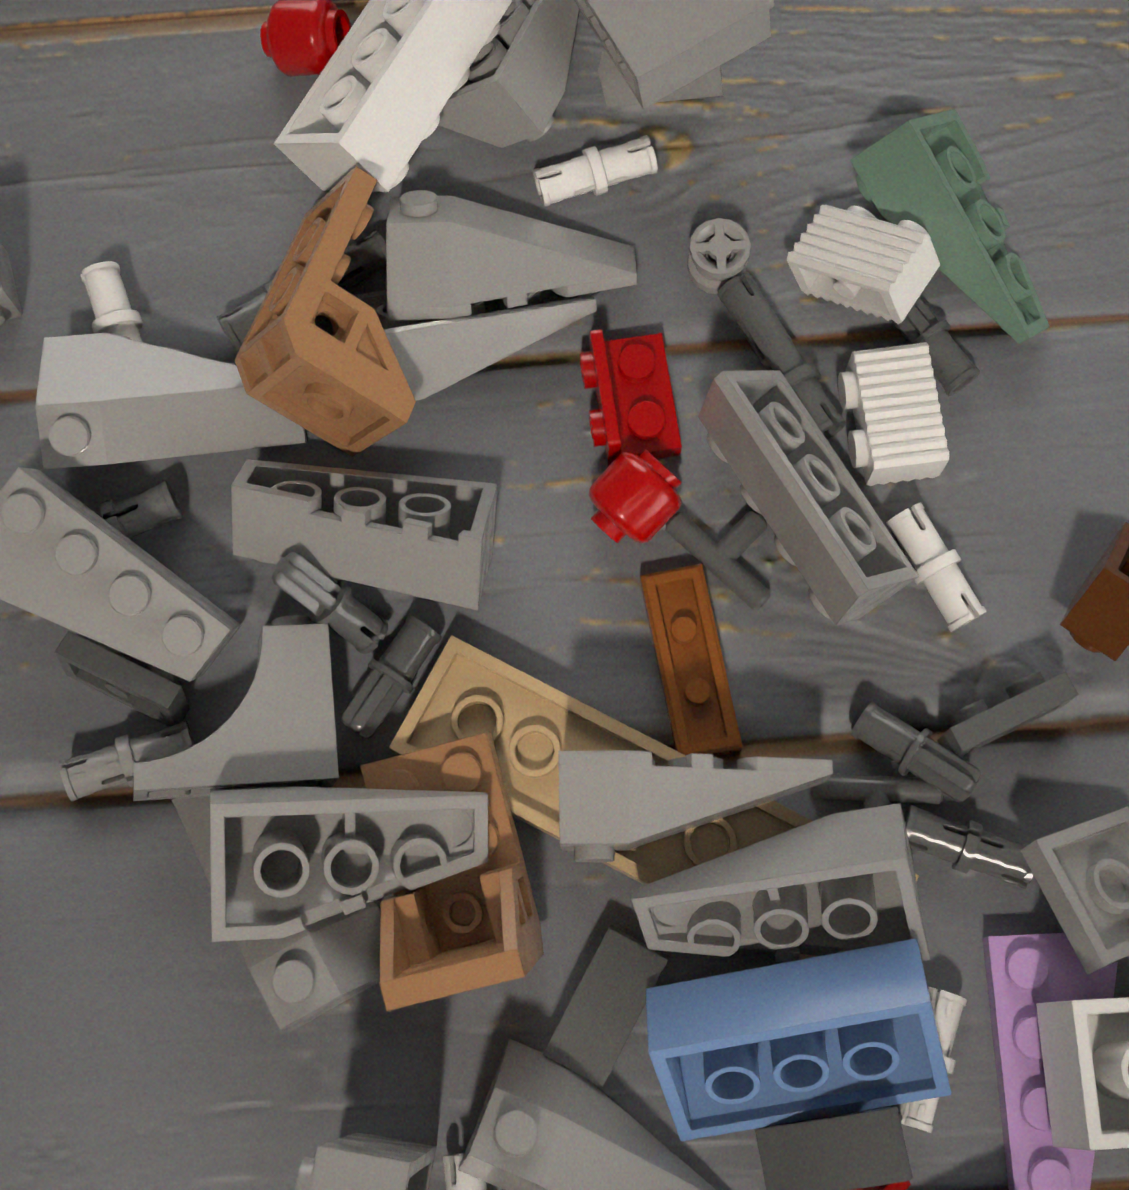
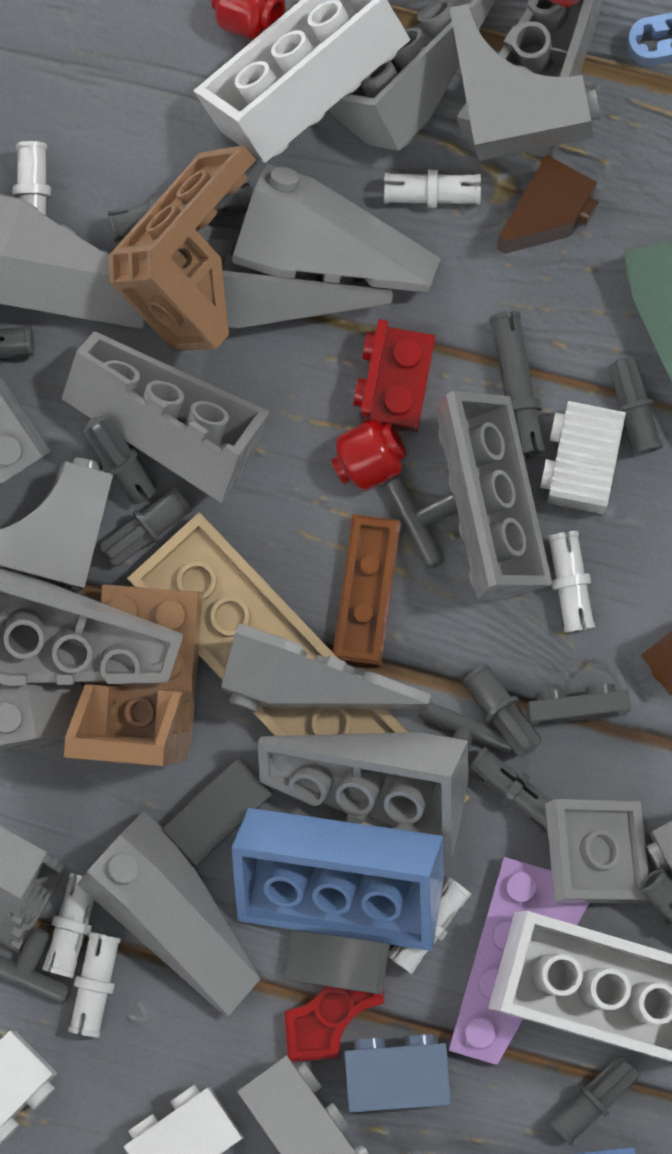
camera: 20 degrees right, 5 degrees up
(723, 242) = (501, 278): light grey wheel -> none
(742, 144) = (549, 207): none -> reddish brown slope
(864, 261) = (604, 333): white brick -> none

